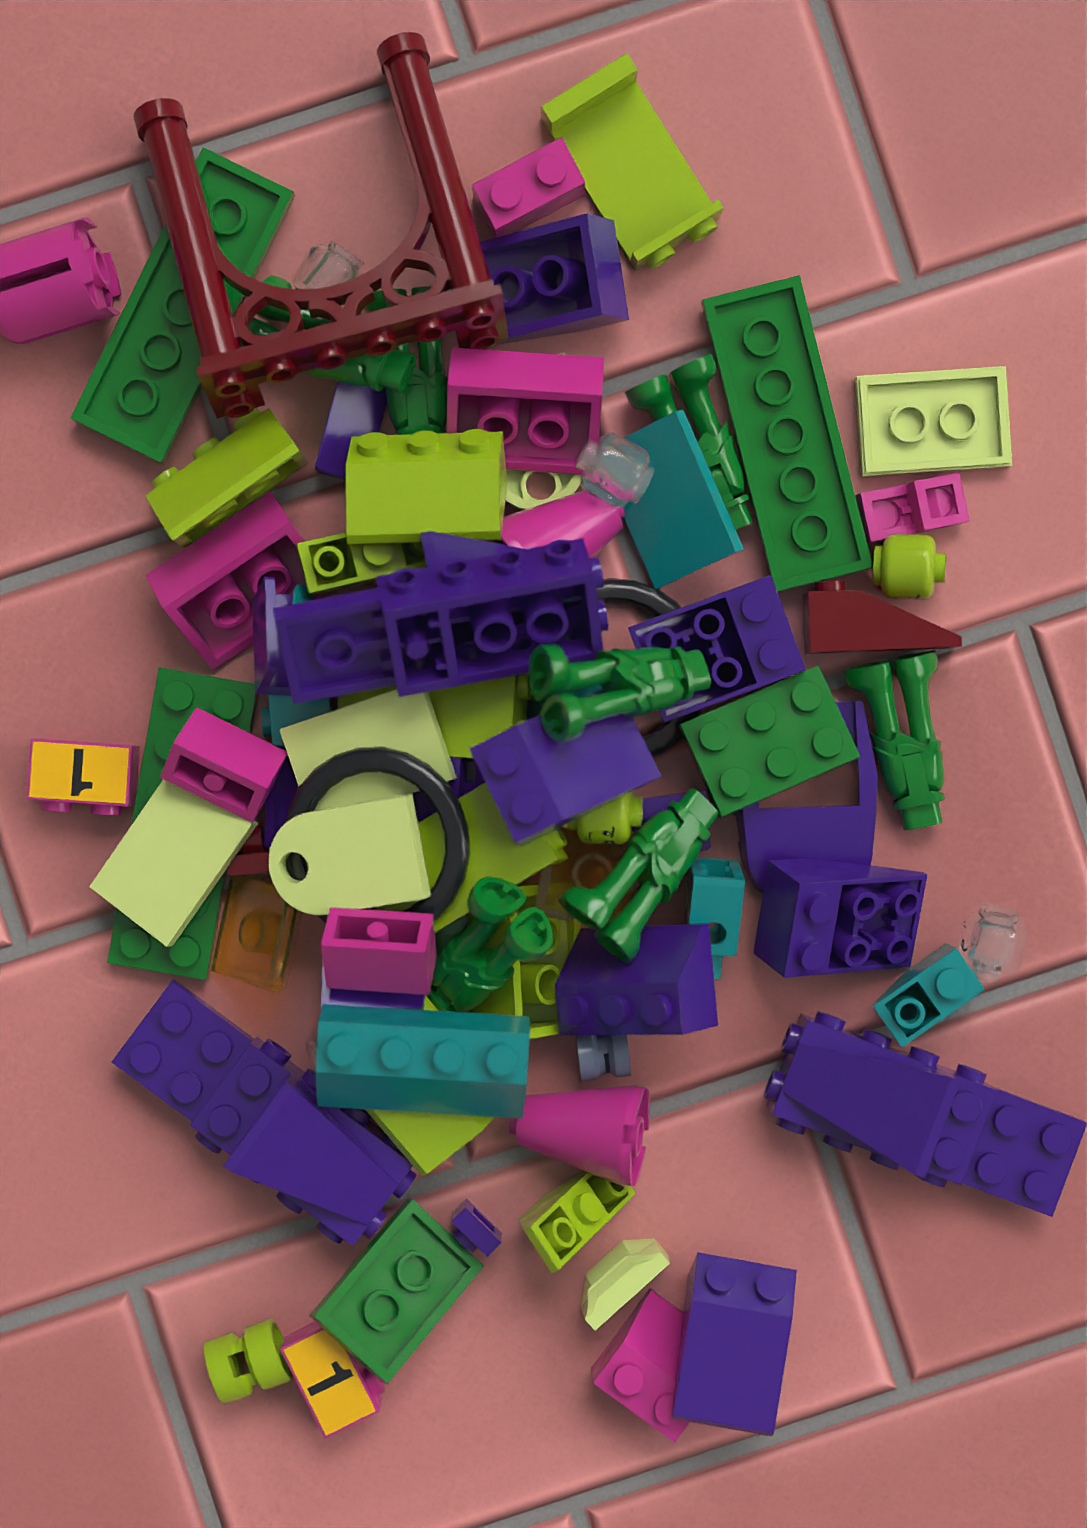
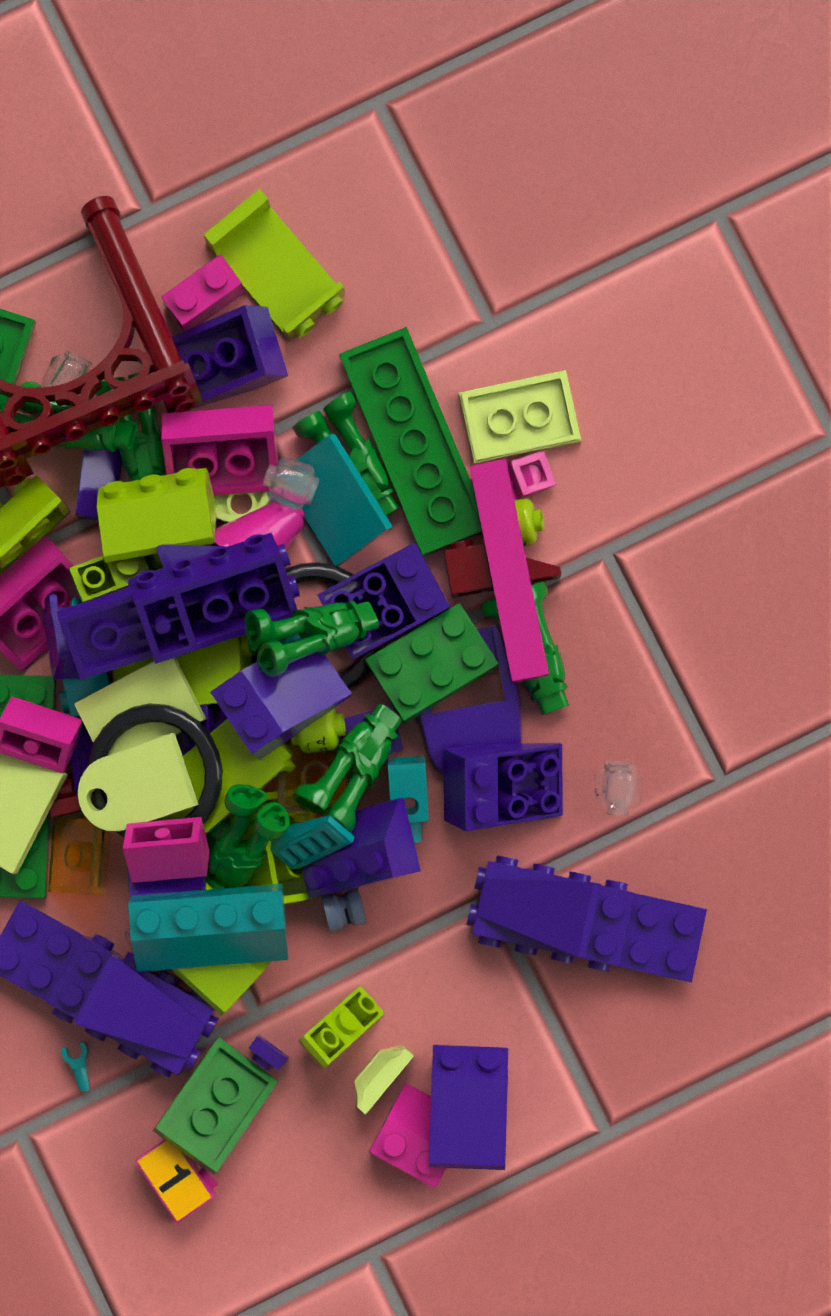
camera: 10 degrees left, 5 degrees down
(222, 1207) = (79, 1066): none -> teal piece
(263, 1356) = (124, 1170): lime wheel -> none
(573, 963) = (307, 843): none -> teal slope
(588, 1130) = (340, 966): dark pink cone -> none
(894, 632) = (509, 571): none -> dark pink tile
(927, 994) = (574, 831): teal slope -> none

